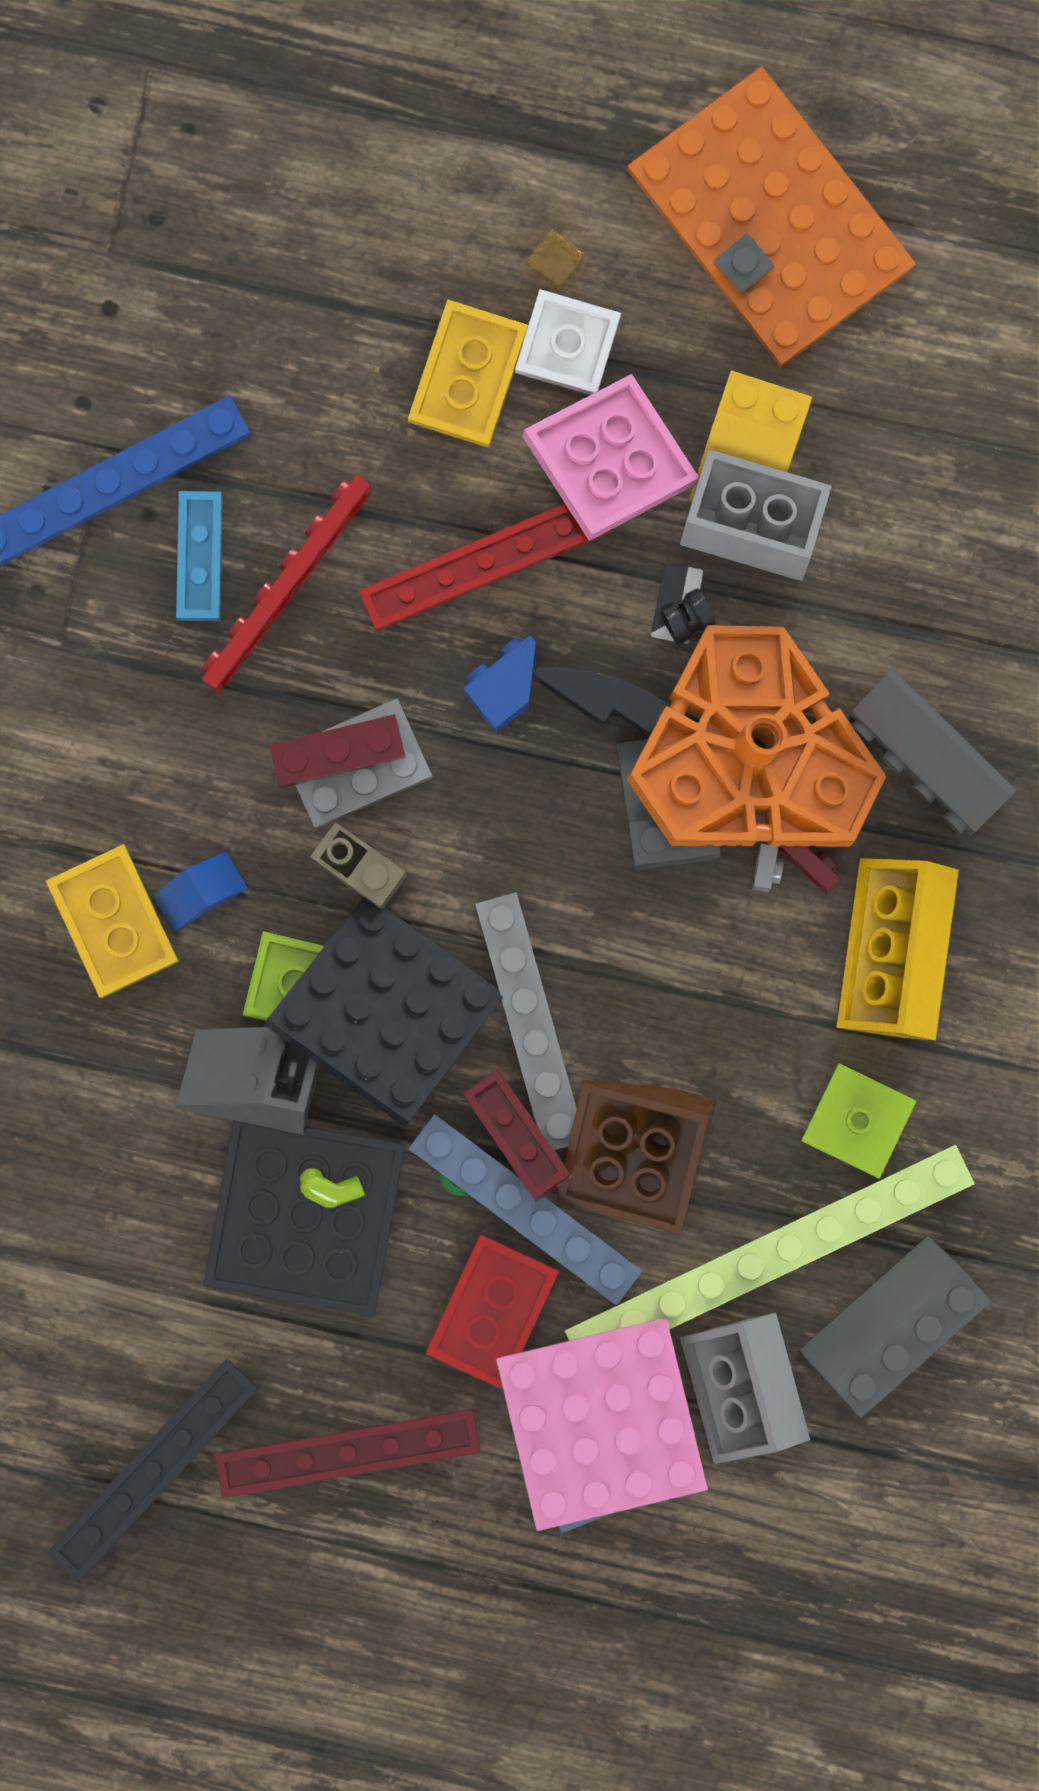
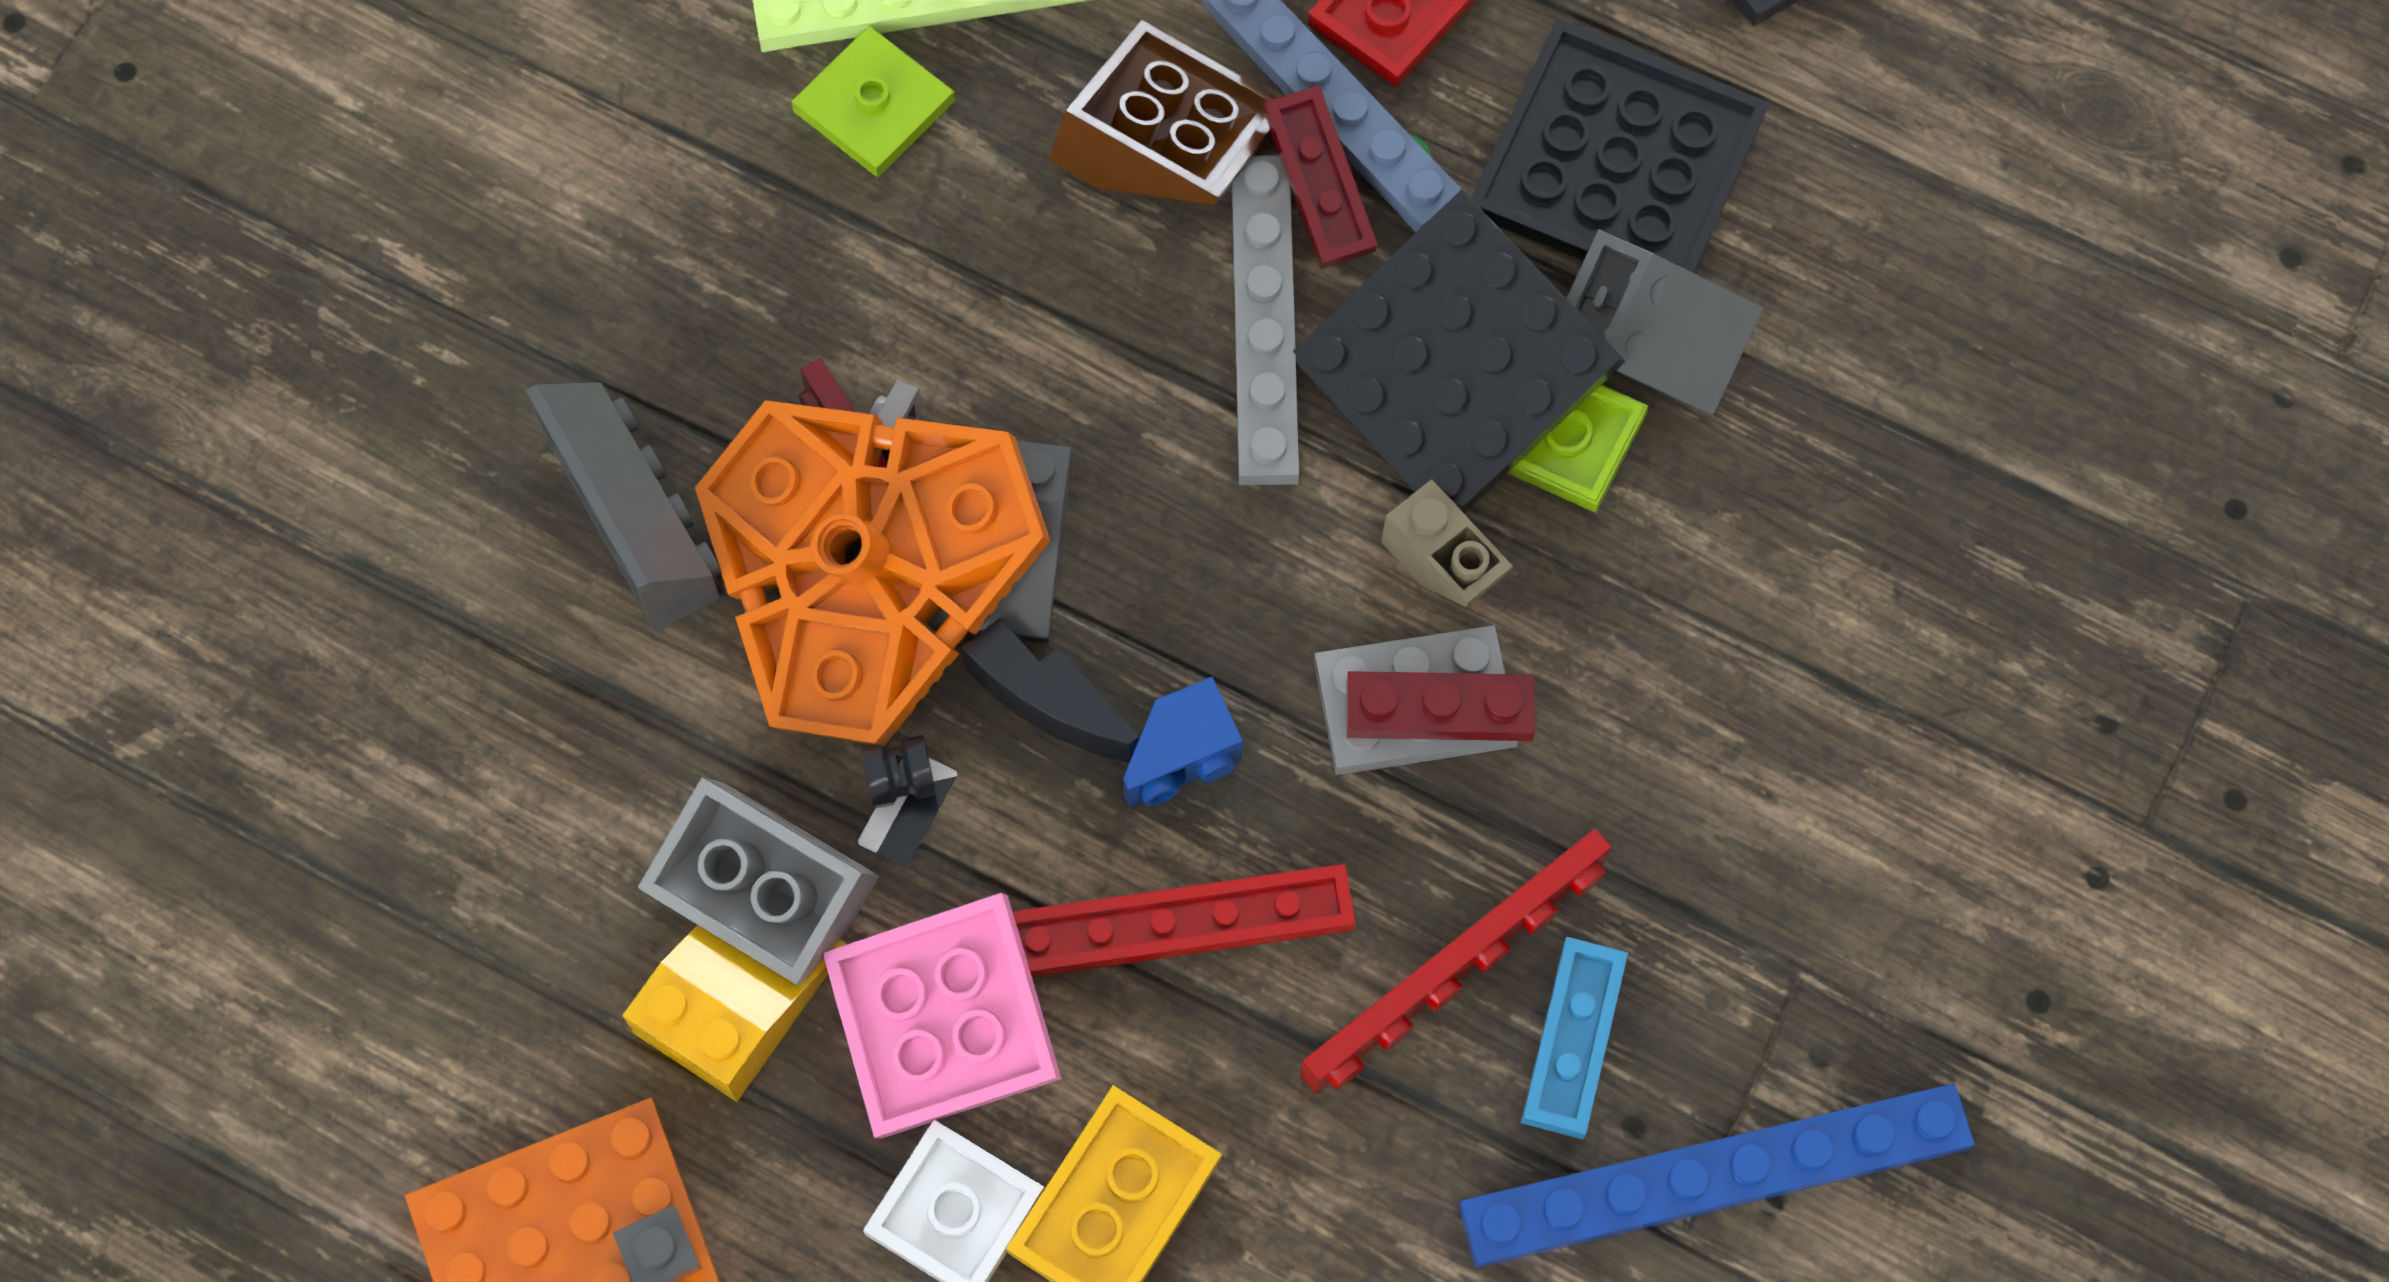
camera: 170 degrees left, 15 degrees down
(112, 921) = (1800, 574): yellow plate -> none
(199, 891) = (1669, 584): blue slope -> none
(326, 1192) = (1580, 158): lime arm -> none
(897, 948) = (753, 280): yellow slope -> none

